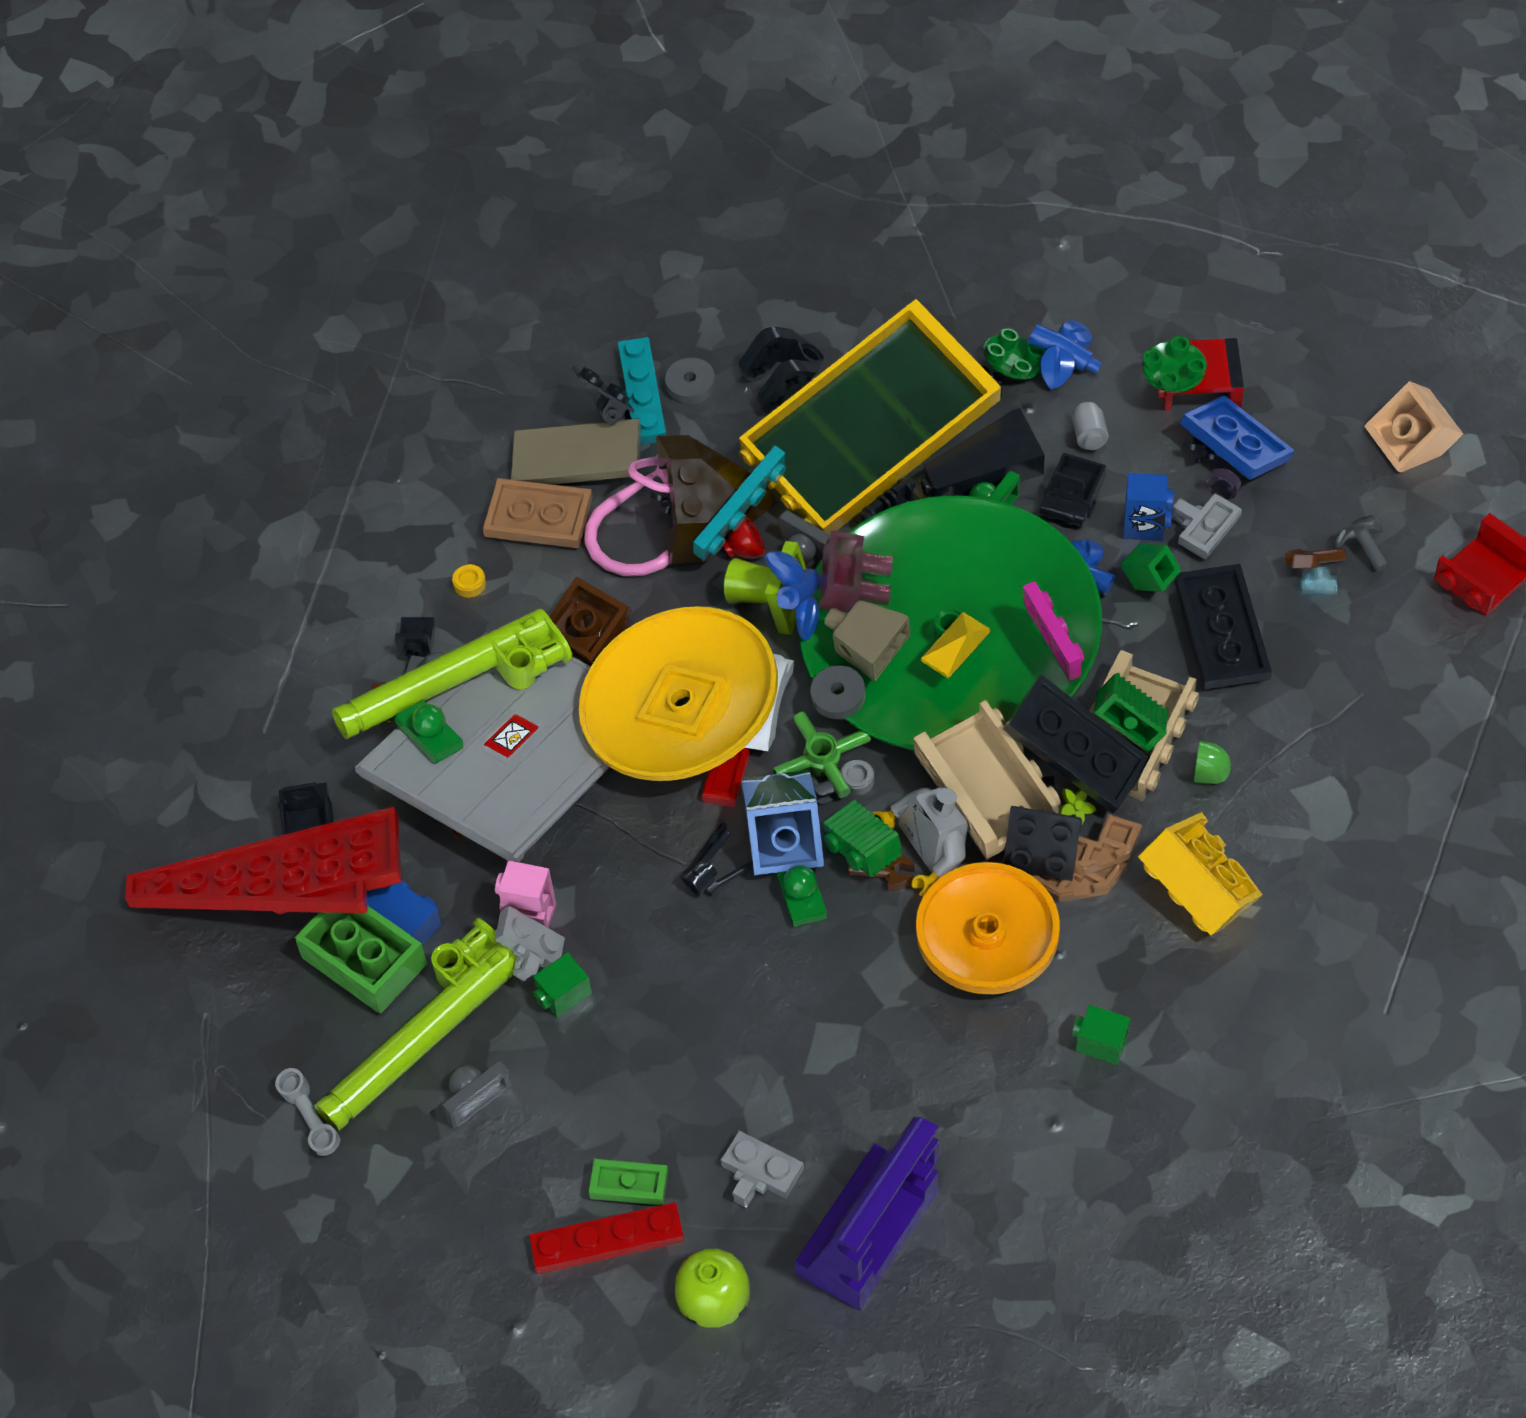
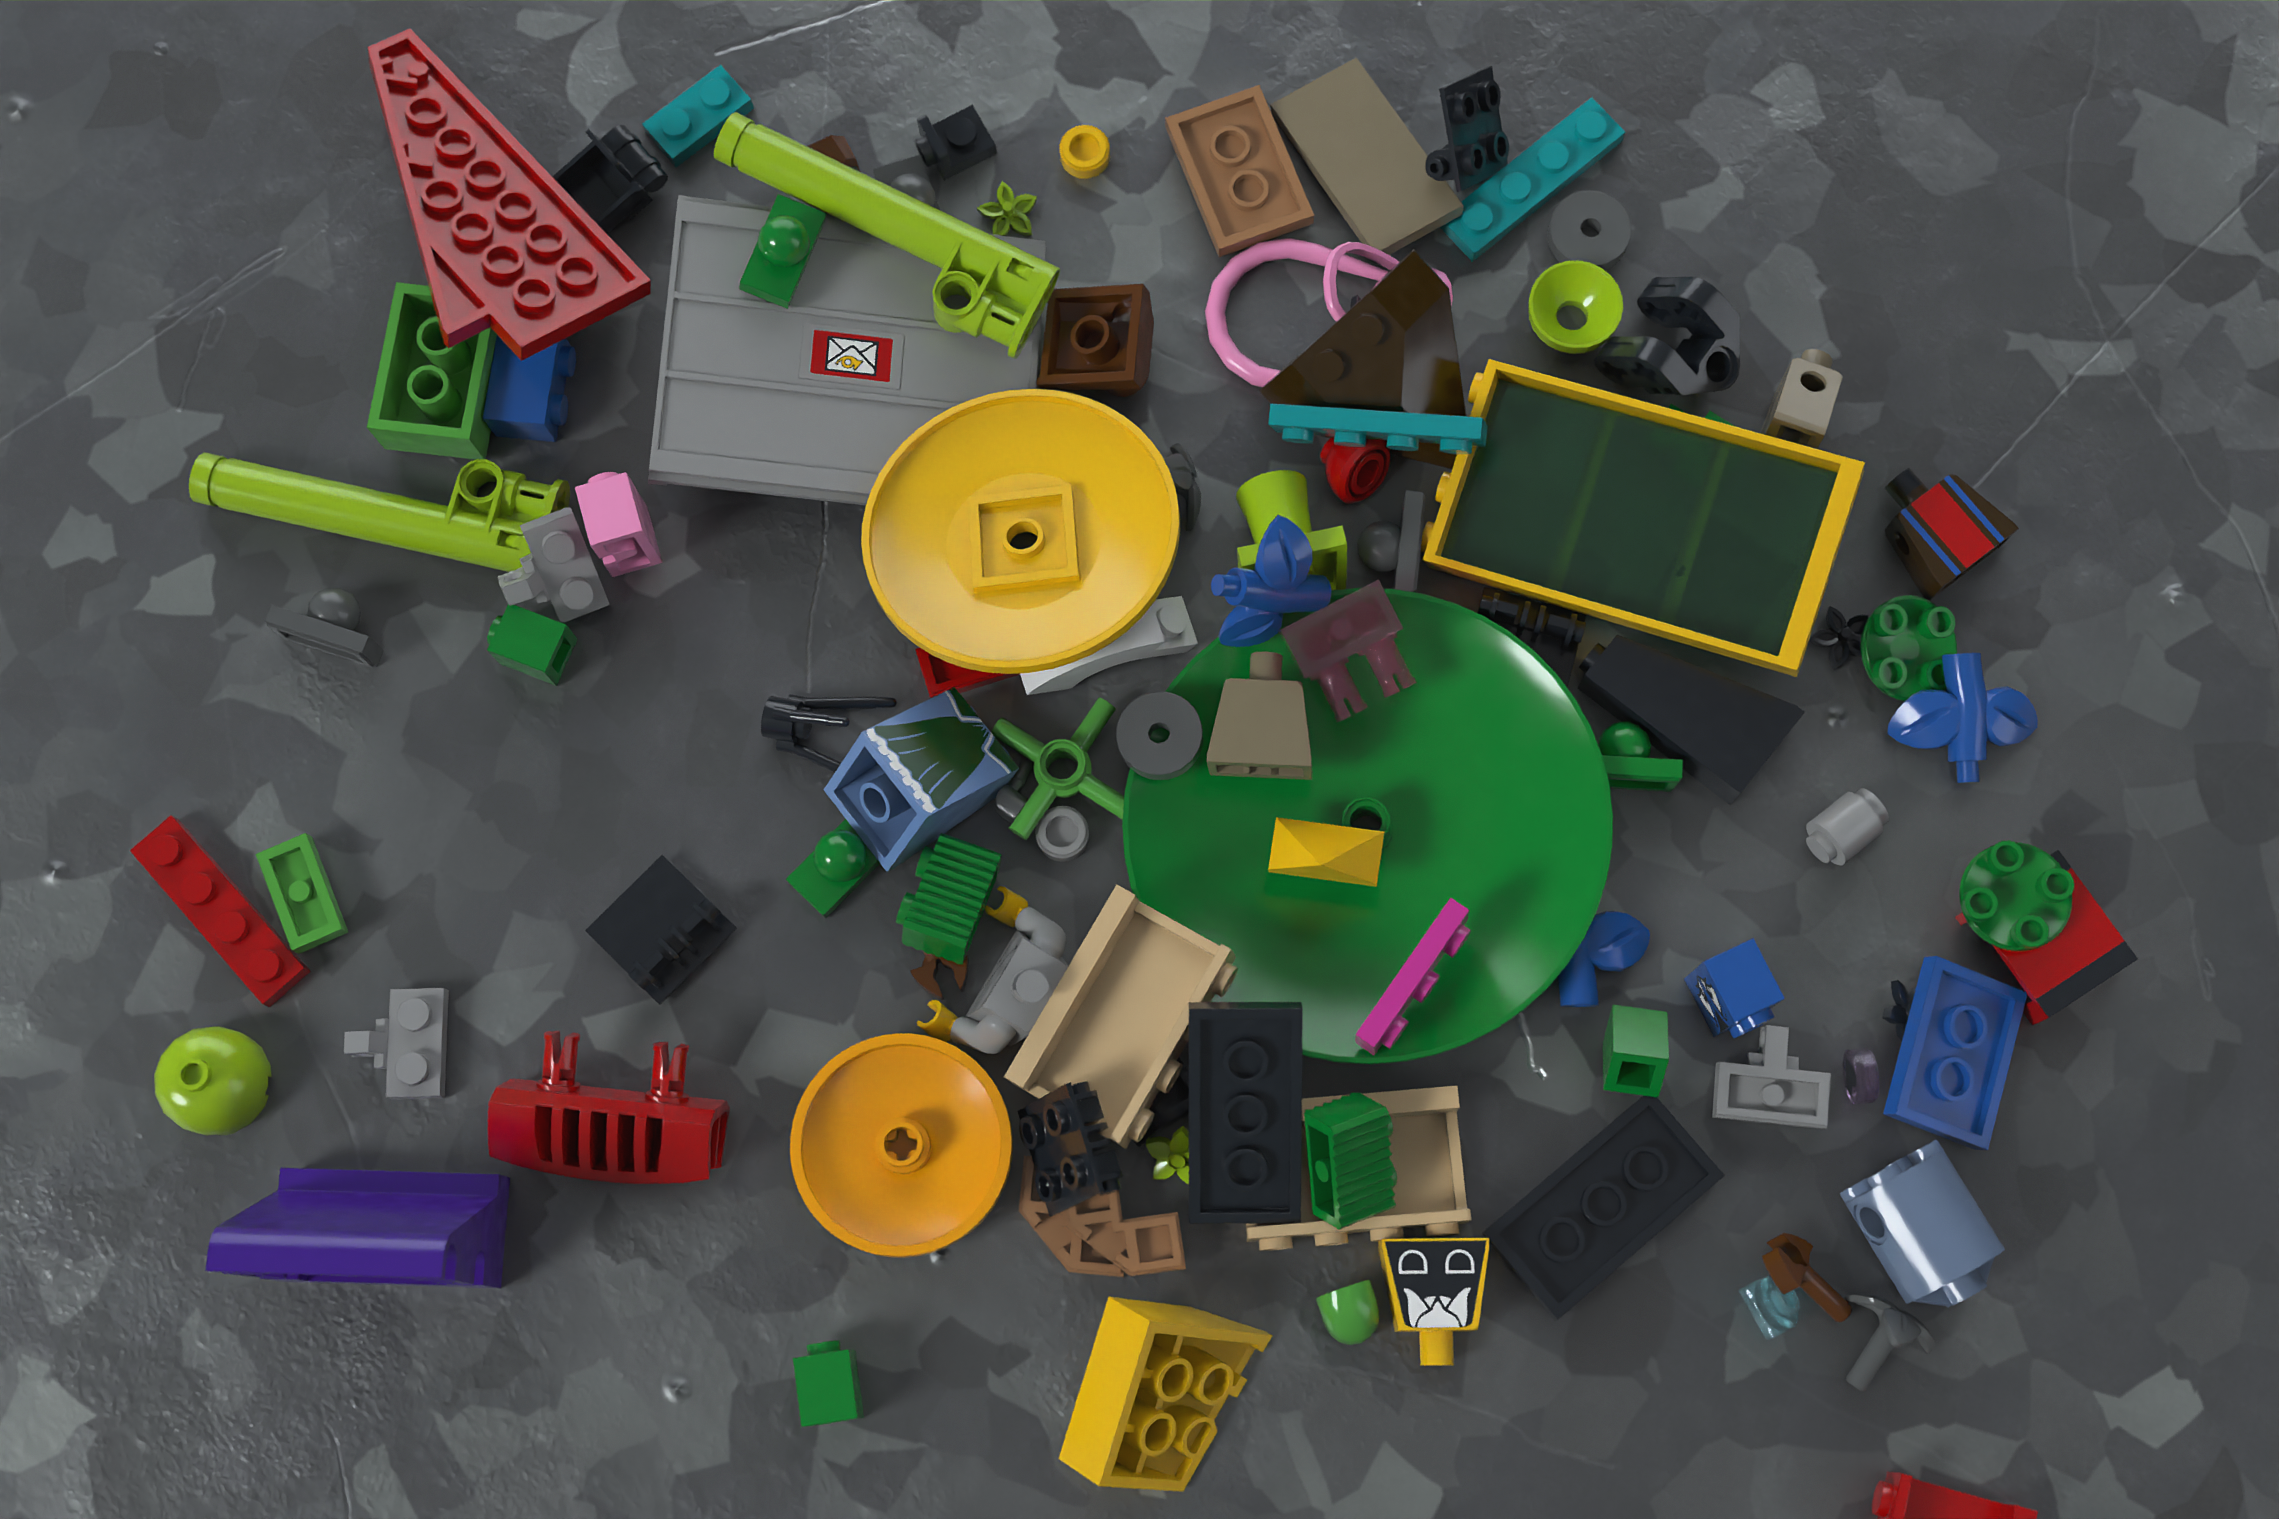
camera: 60 degrees right, 20 degrees up
(295, 1090) = (229, 415): light grey bar -> none
(298, 754) = (697, 115): none -> teal plate
(476, 630) = (1009, 211): none -> lime plant
(726, 393) = (1581, 286): none -> lime piece
(779, 1000) = (661, 929): none -> black hinge
(852, 325) = (1804, 400): none -> dark tan torso
(885, 1076) = (607, 1131): none -> red piece
(964, 310) = (1943, 530): none -> torso
(1073, 490) = (1715, 864): black piece -> none
(1222, 718) = (1434, 1290): none -> torso
(1318, 488) = (1925, 1228): none -> sand blue cylinder
(1413, 428) = (2143, 1309): light nougat slope -> none

